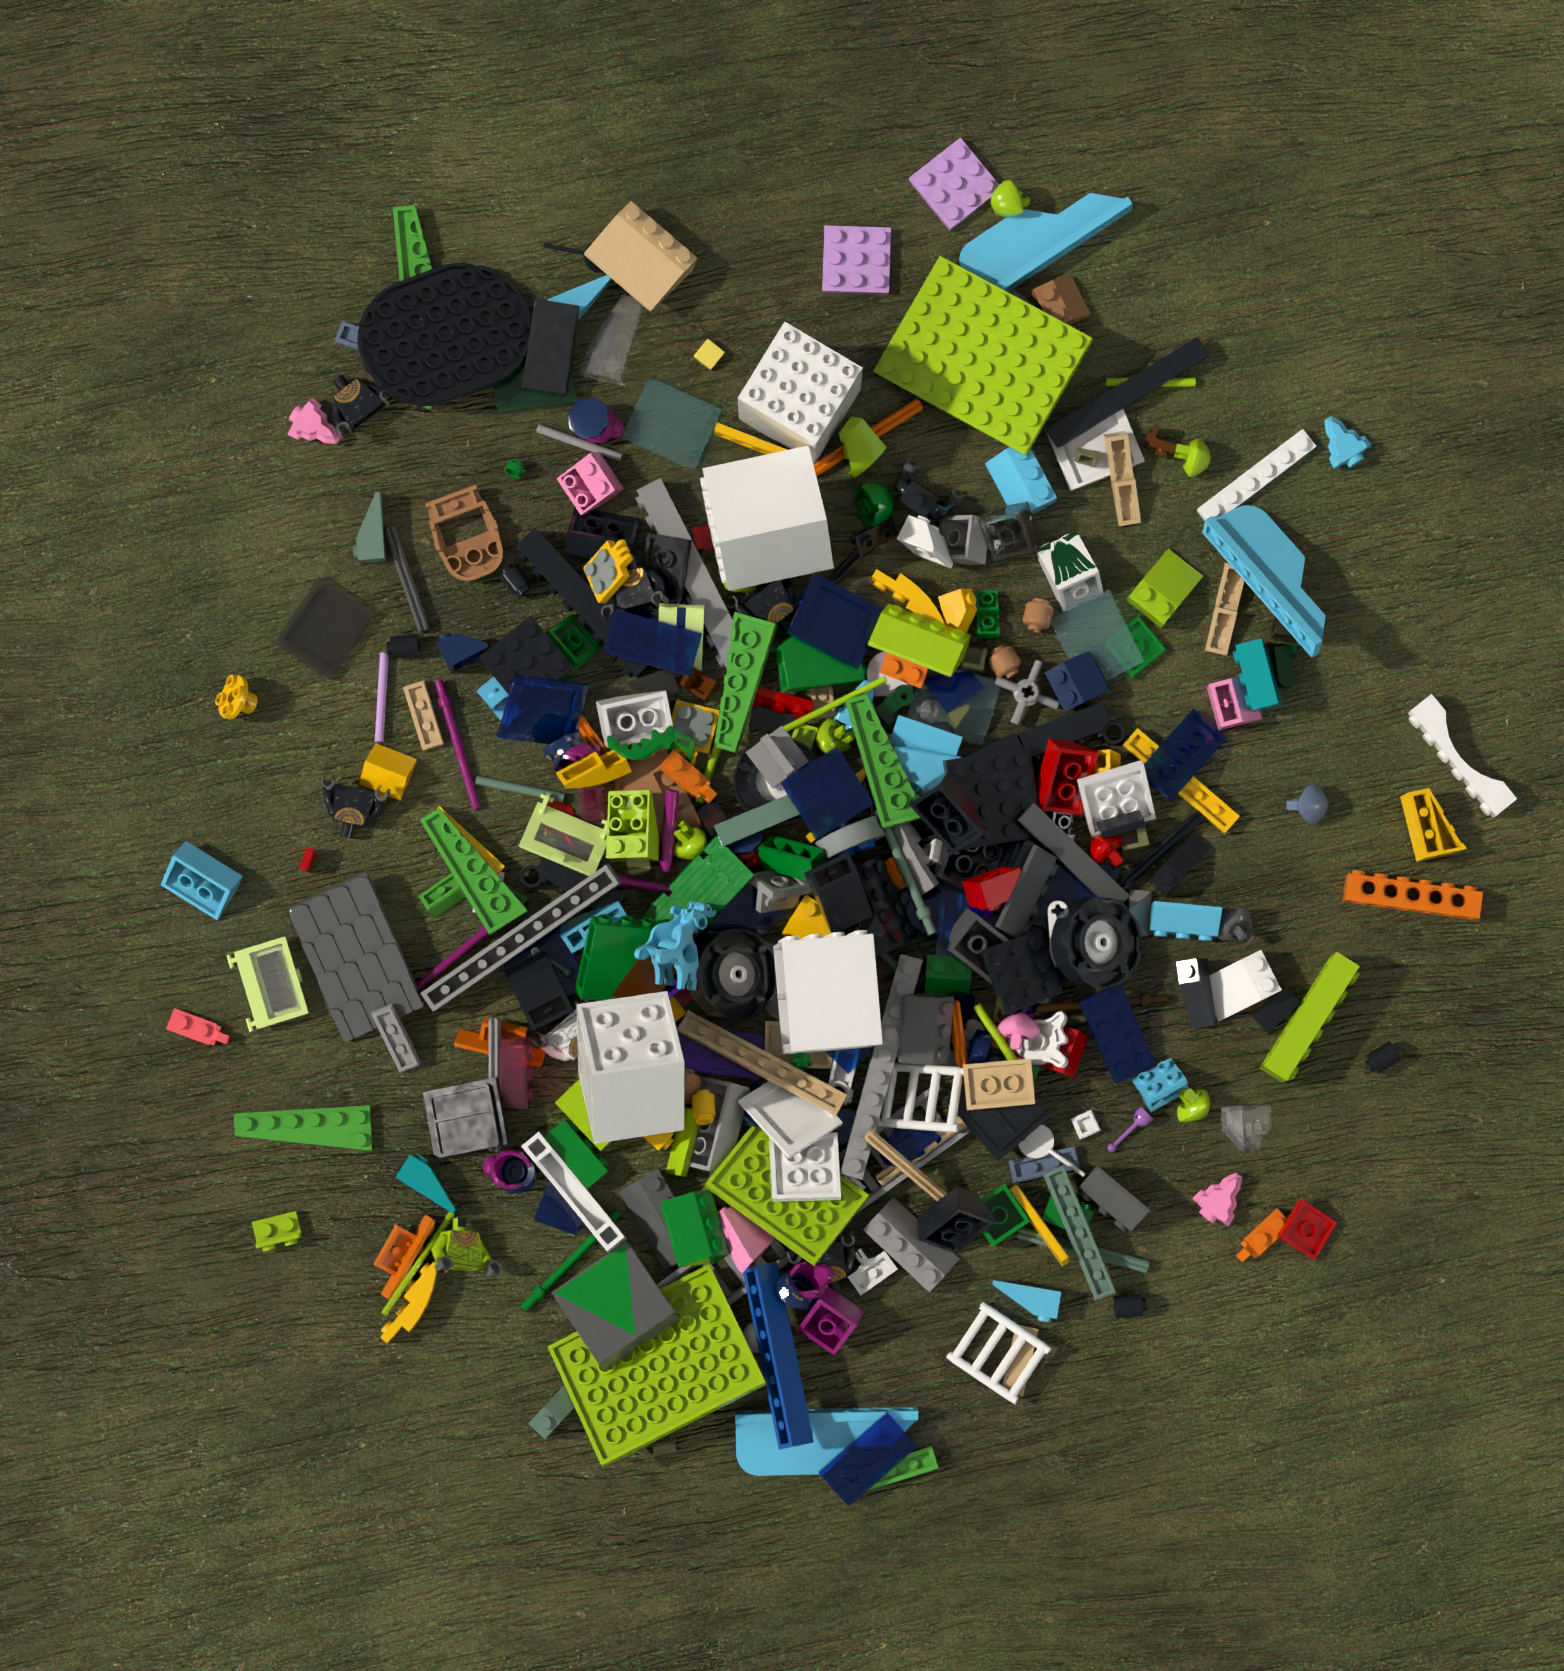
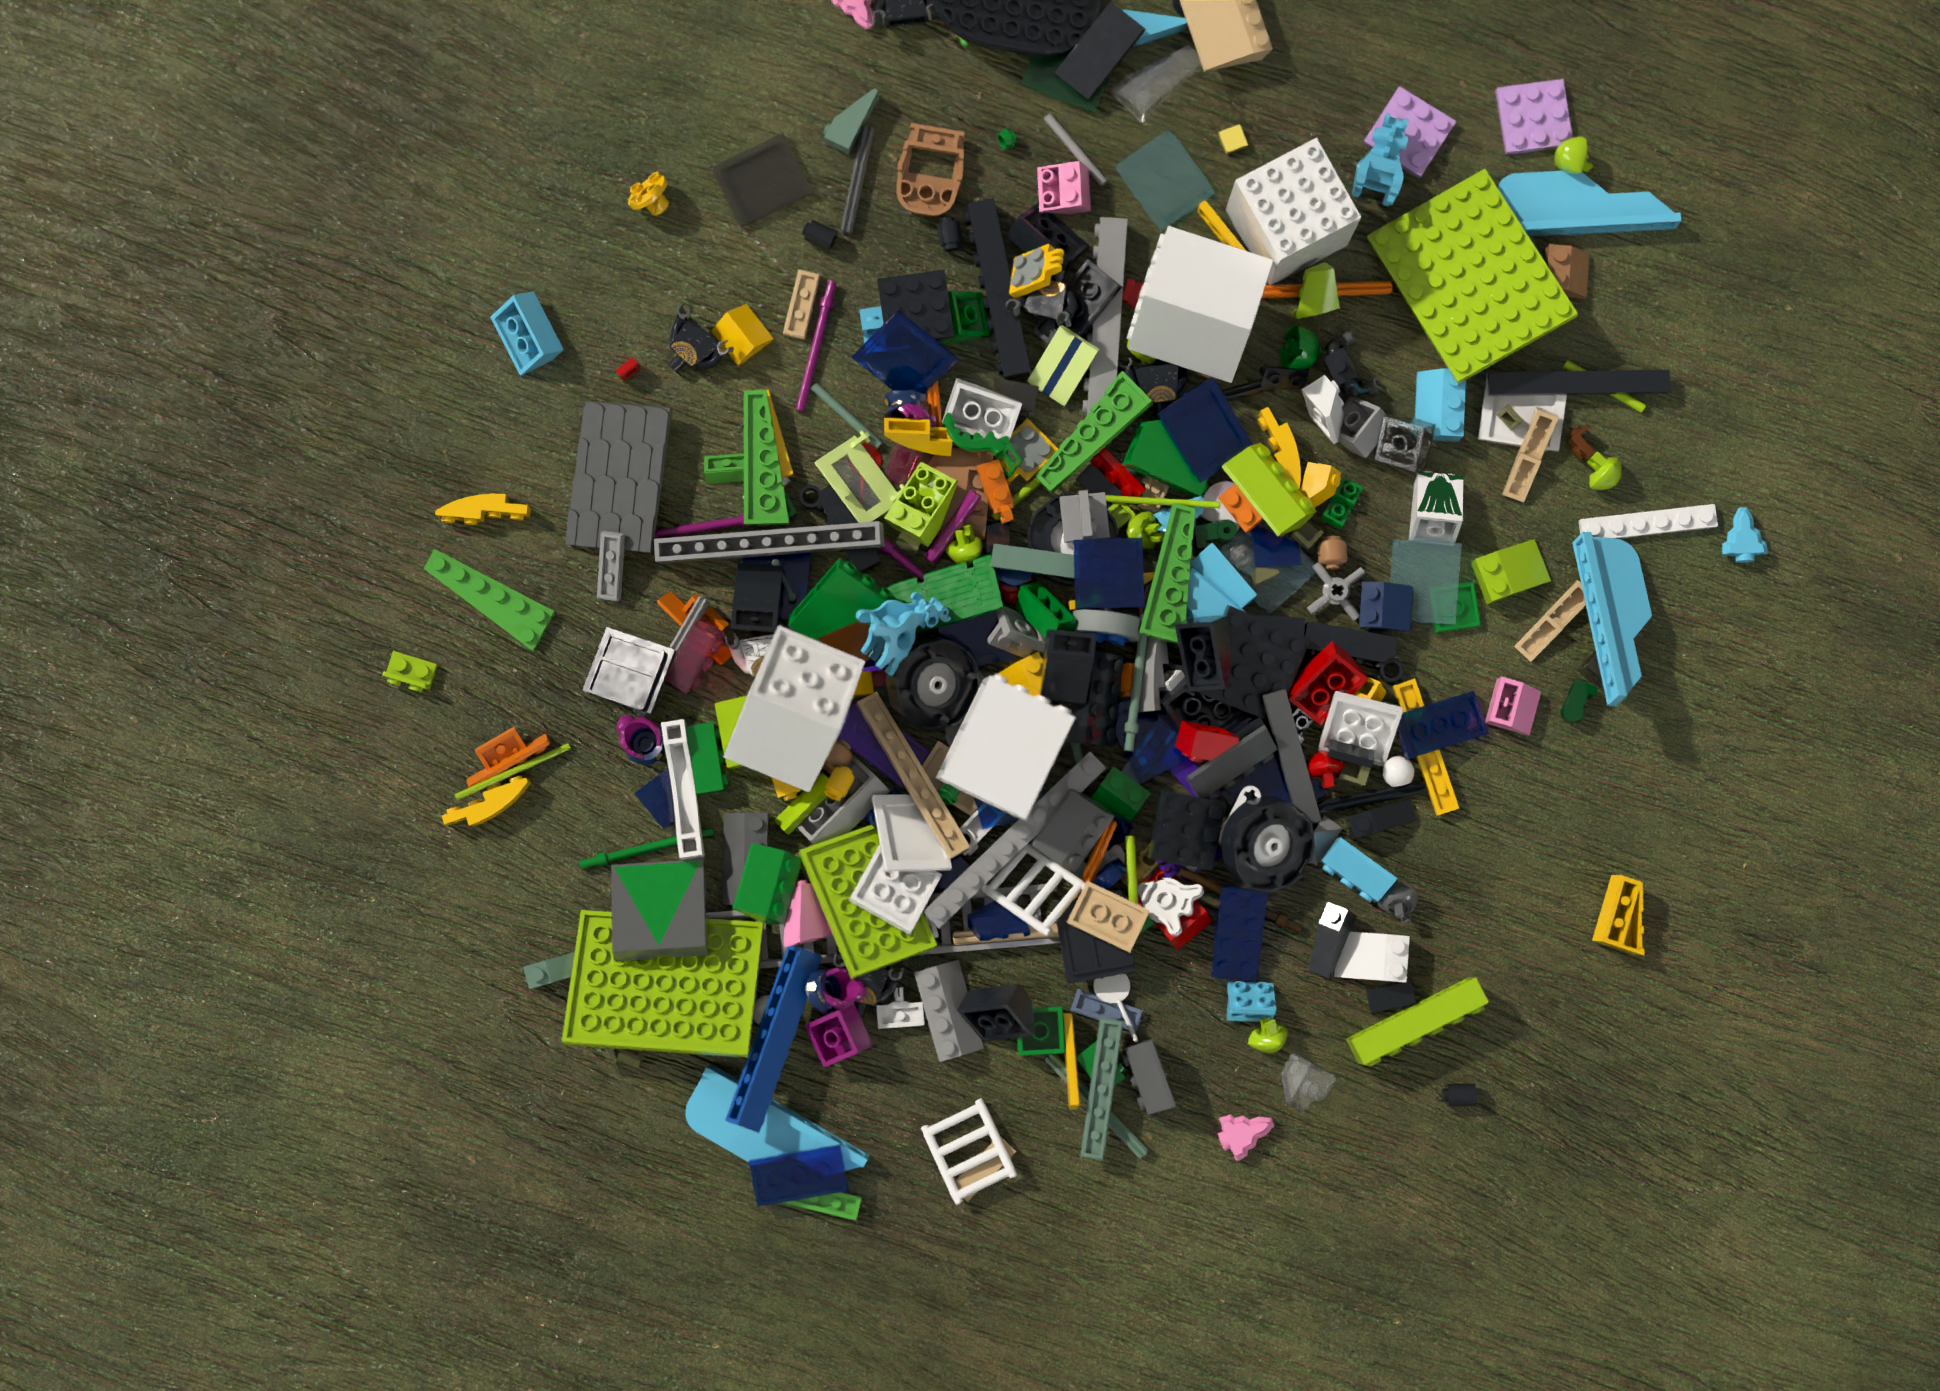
camera: 30 degrees right, 0 degrees up
(196, 1028) = (446, 457): coral hinge -> none
(247, 1058) = (473, 509): none -> yellow slope
(270, 983) = (532, 455): piece -> none
(381, 697) = (773, 270): lavender bar -> none
(423, 1179) = (561, 702): teal slope -> none
(460, 650) = (864, 265): dark blue slope -> none
(462, 1251) = (556, 783): torso -> none
(575, 930) = (819, 564): medium azure slope -> none
(594, 421) = (1099, 137): dark blue piece -> none
(652, 642) = (1035, 355): clear blue plate -> none
(700, 685) = (1054, 416): reddish brown bracket -> none
(849, 304) = (1381, 165): none -> medium azure animal
(904, 1165) = (983, 938): tan axle -> none
(971, 936) = (1160, 773): dark grey slope -> none
(1018, 1027) = (1155, 877): bright pink piece -> none
(1035, 1300) = (1028, 1124): medium azure slope -> none
(1038, 615) = (1386, 529): medium nougat head -> none
(1085, 1124) = (1163, 997): white tile -> none
(1129, 1306) = (1107, 1178): black brick -> none
(1141, 1118) = (1215, 1021): medium lavender hinge -> none
(1170, 815) = (1398, 771): none -> white piece
(1257, 675) = (1548, 694): teal slope -> none
(1262, 1236) = (1262, 1188): orange hinge -> none
(1307, 1229) = (1304, 1205): red tile -> none
(1311, 804) = (1528, 835): sand blue piece -> none
(1354, 894) = (1622, 1000): orange brick -> none
(1491, 793) = (1694, 920): white arch -> none

